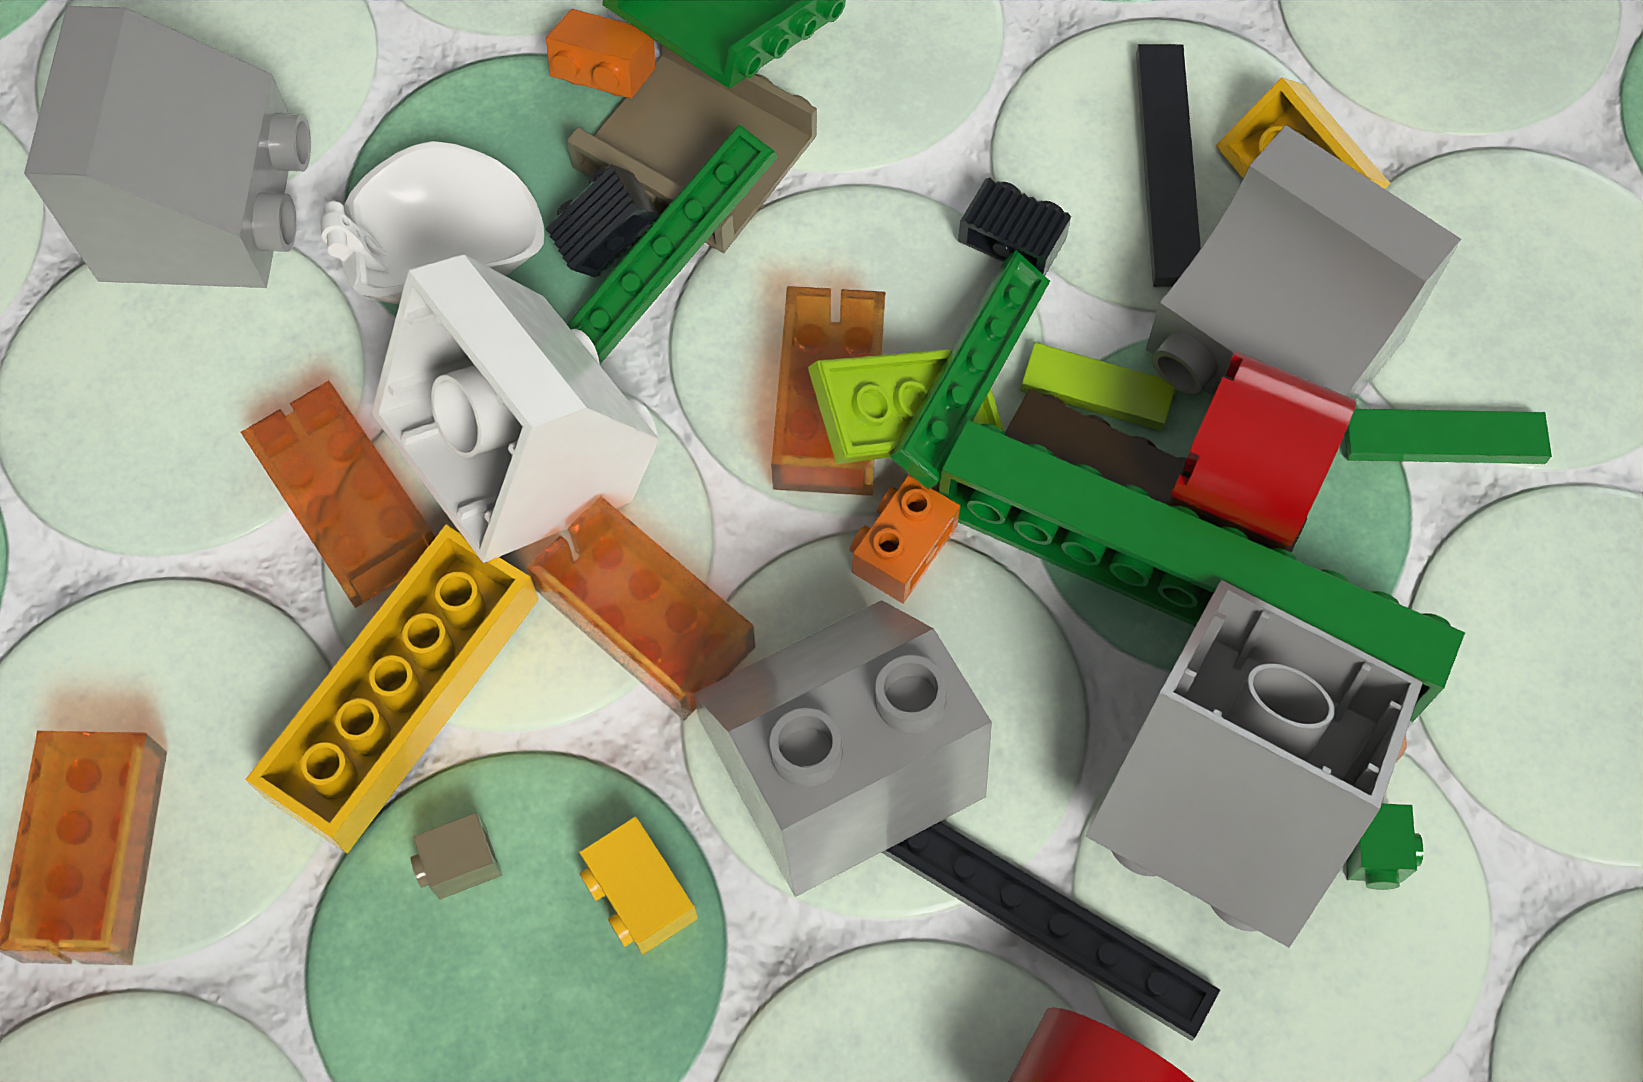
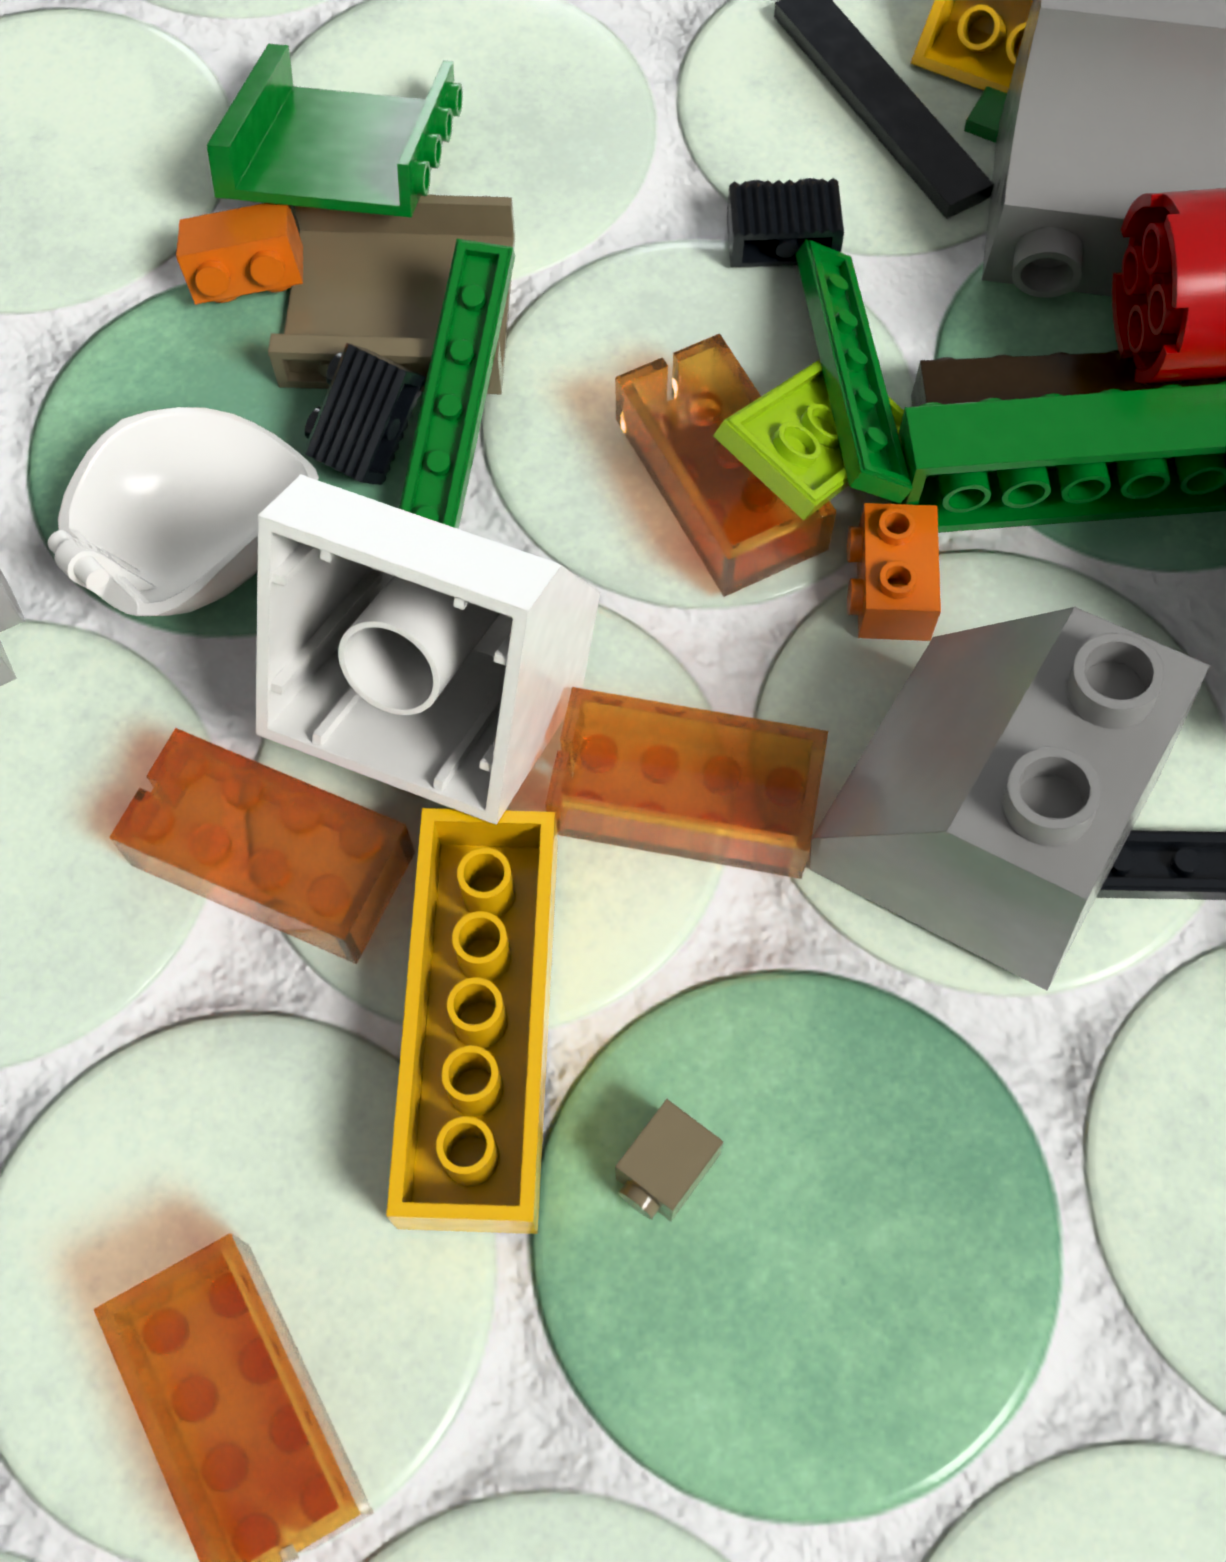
camera: 30 degrees left, 0 degrees up
(638, 887) = (884, 1077): yellow brick -> none
(1098, 386) = (968, 331): lime tile -> none

